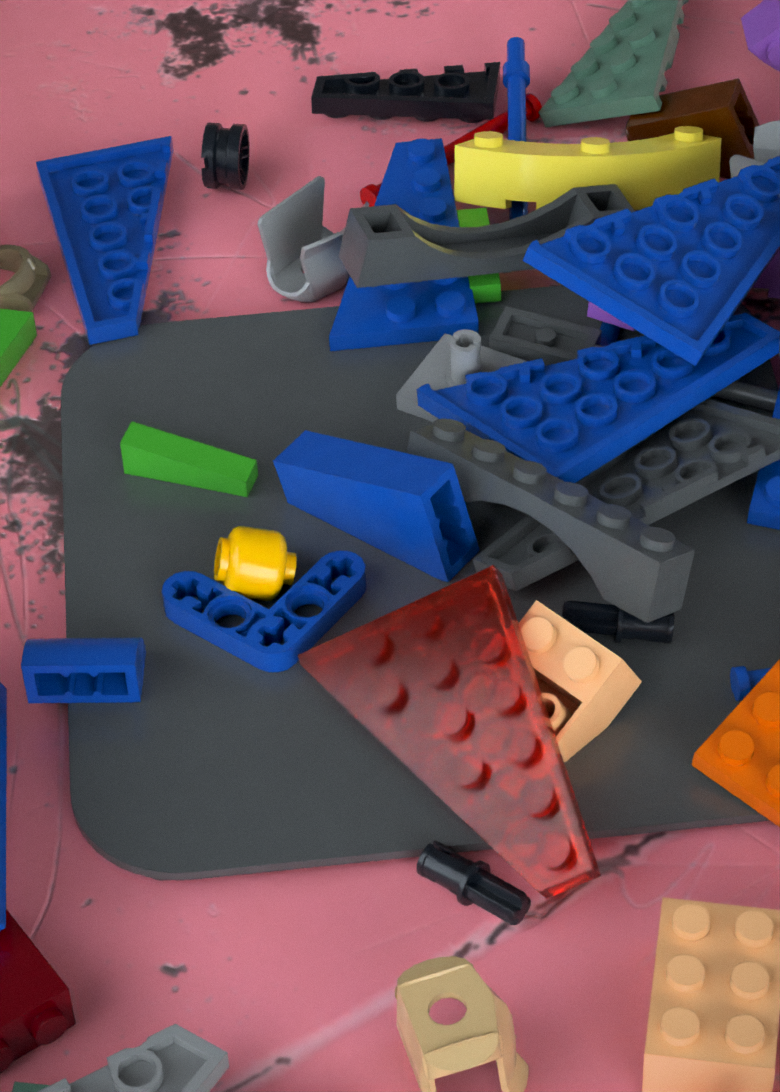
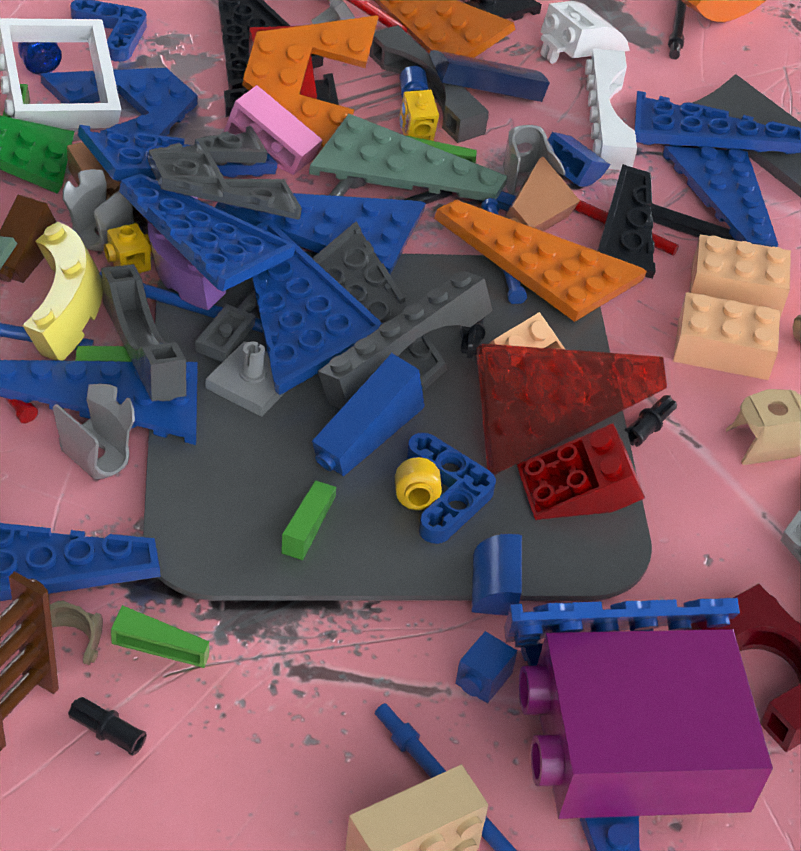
camera: 95 degrees left, 0 degrees up
(295, 767) = (581, 477): none -> red slope

